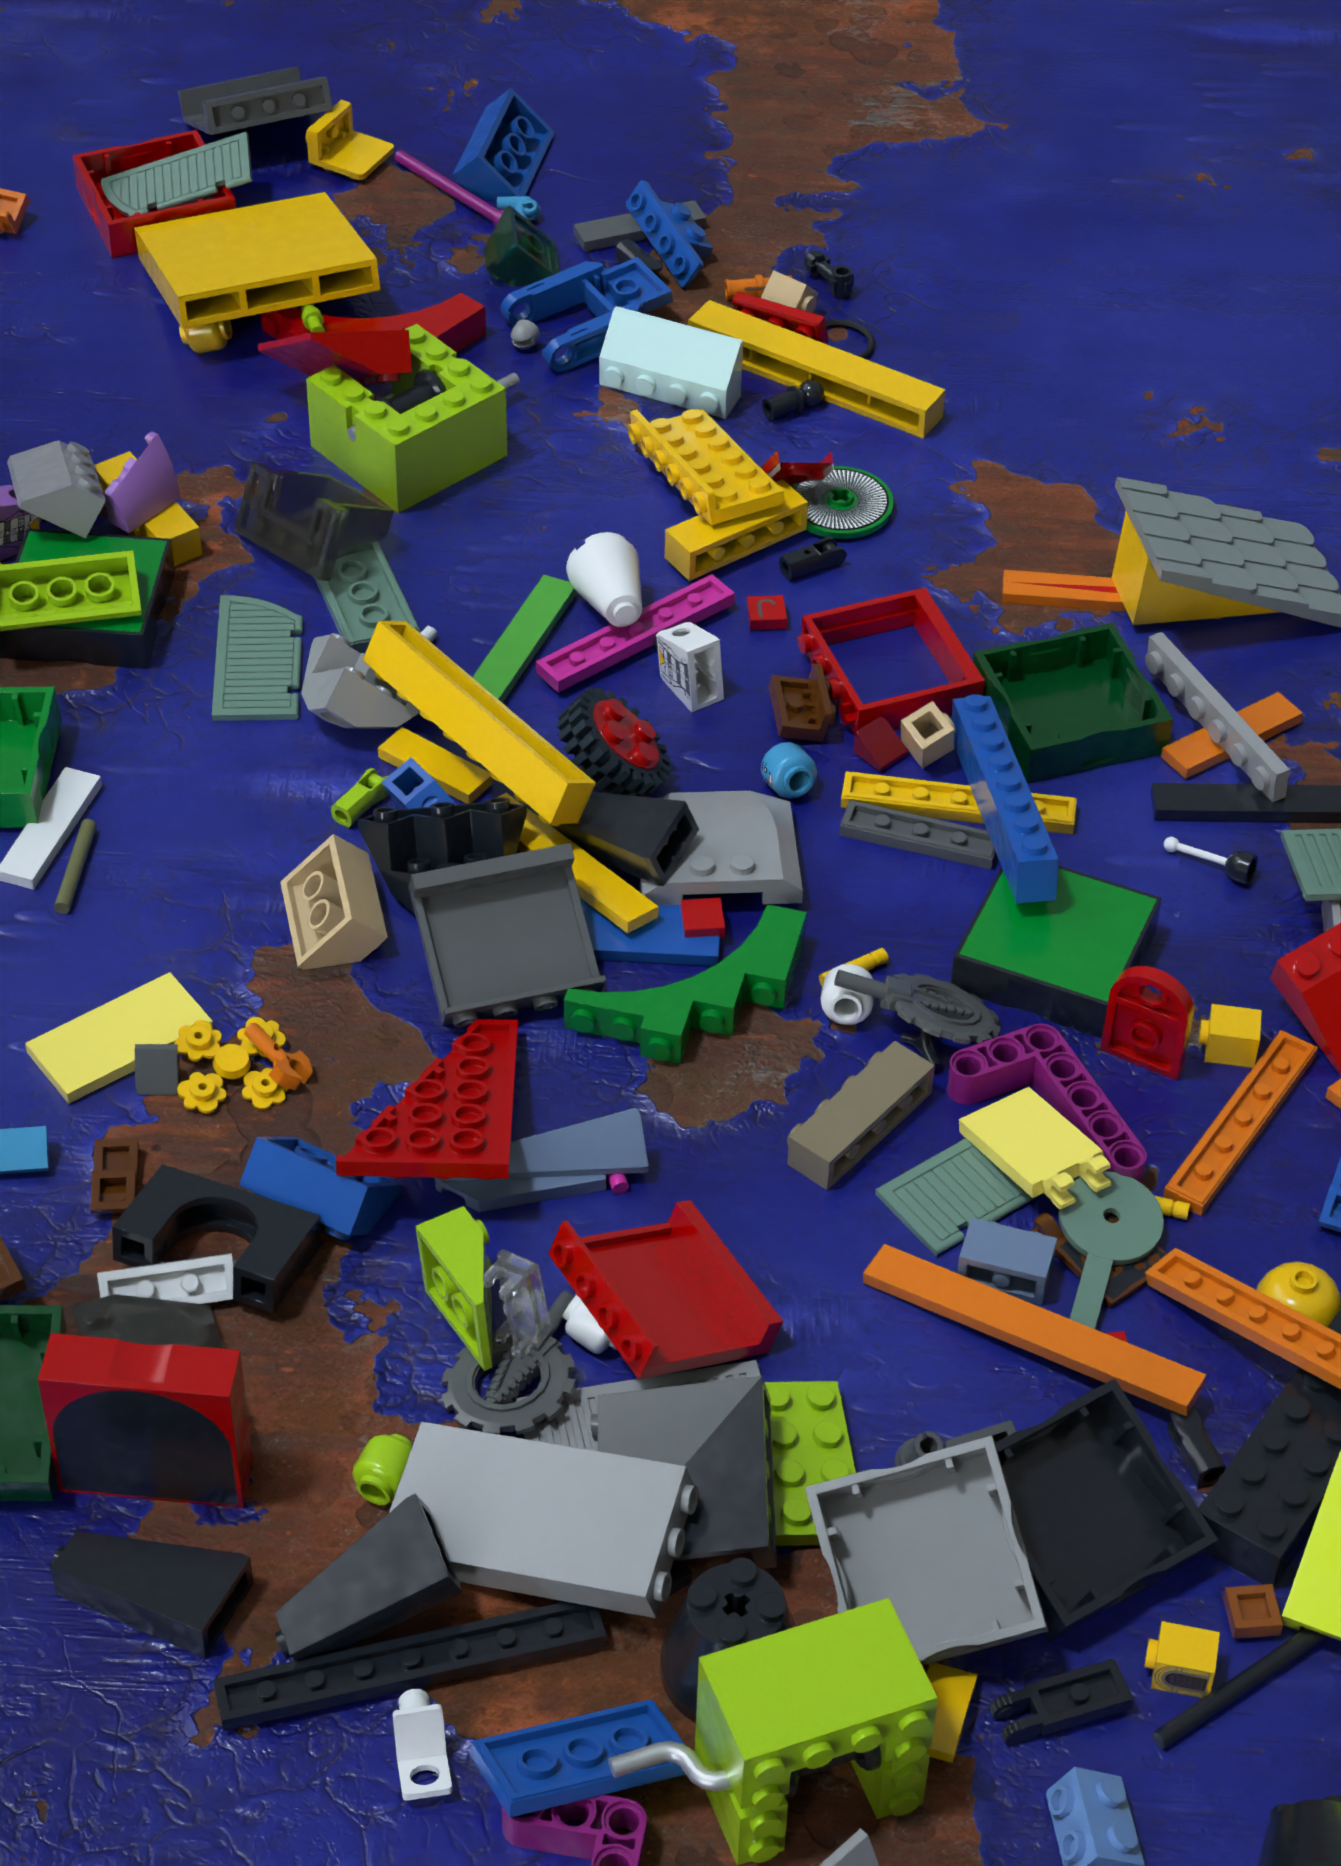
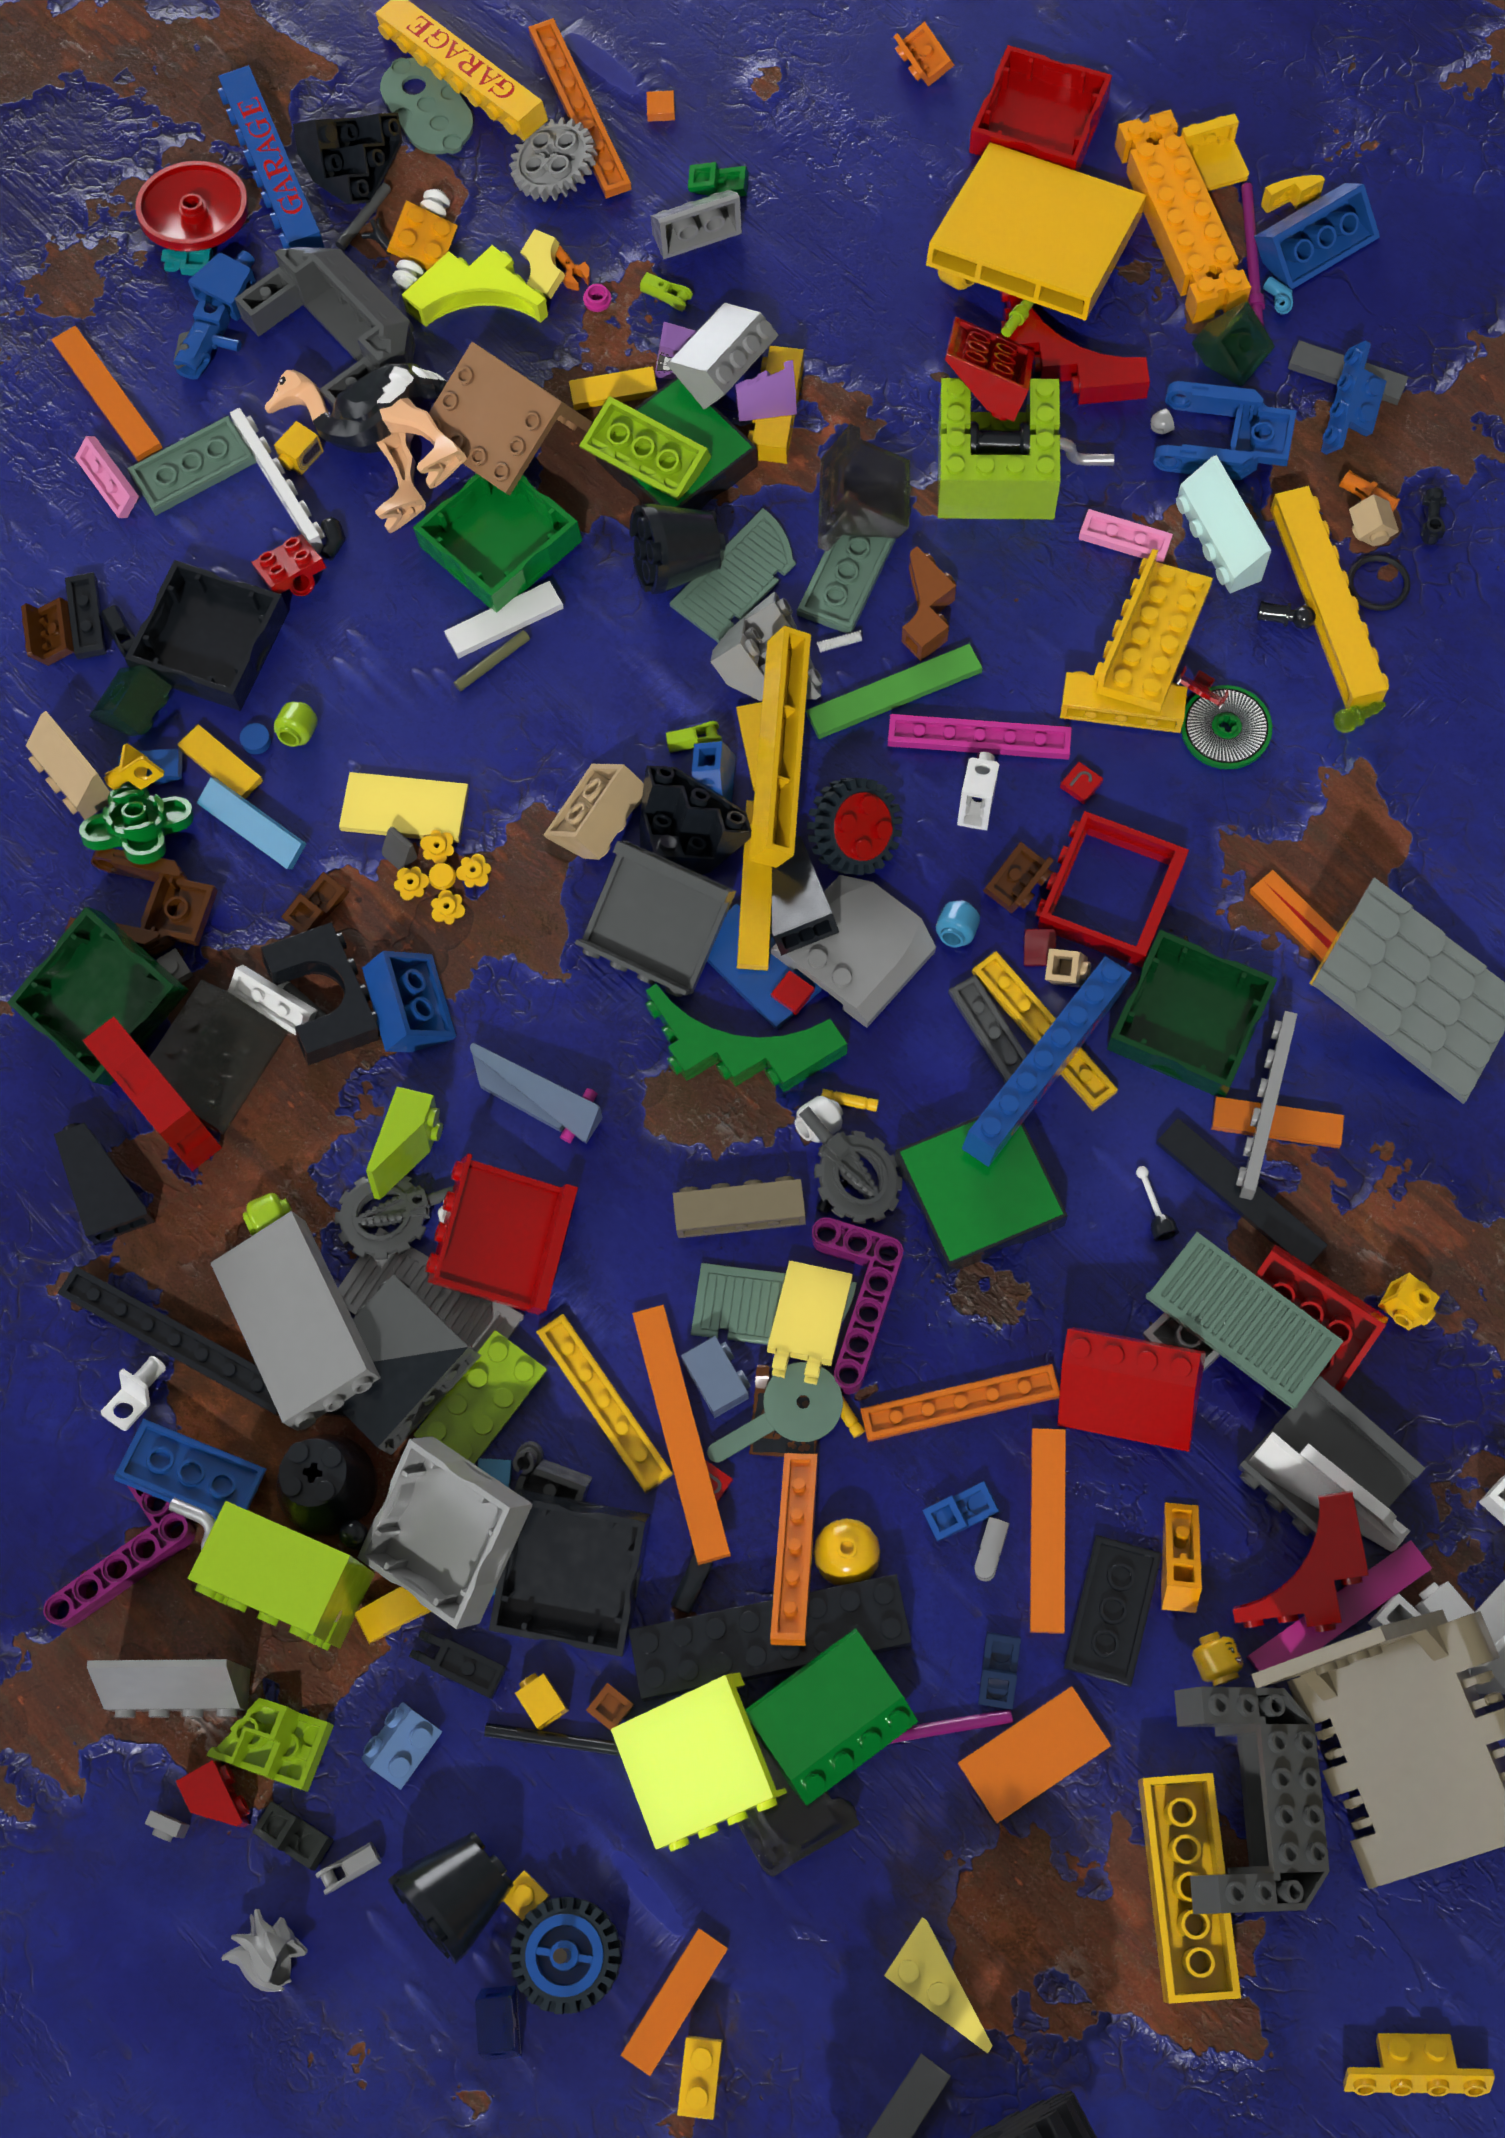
camera: 50 degrees right, 25 degrees up
(171, 655) = (674, 545): none -> black cone
(181, 177) = (1063, 114): sand green piece -> none
(253, 100) = (1179, 72): dark grey panel -> none
(288, 1068) = (466, 896): orange bar -> none
(371, 1586) = (184, 1285): black slope -> none
(375, 195) = (1182, 216): none -> light orange brick
(446, 135) = (1296, 190): none -> yellow slope
(451, 1117) = (500, 1025): red wing -> none
(463, 559) = (932, 593): none -> dark orange arch
(522, 1300) = (408, 1183): clear hinge -> none
(585, 426) = (1124, 535): none -> bright pink plate
(608, 577) = (990, 687): white cone -> none
(629, 249) = (1309, 409): black bar -> none
(787, 317) = (1344, 539): red tile -> none
(812, 558) = (1150, 761): black bar -> none
(925, 1370) = (604, 1403): none -> yellow tile
(935, 434) = (1348, 719): none -> clear neon green bar
(1148, 1025) = (954, 1298): red tile -> none
(1231, 1035) = (1013, 1342): yellow brick -> none

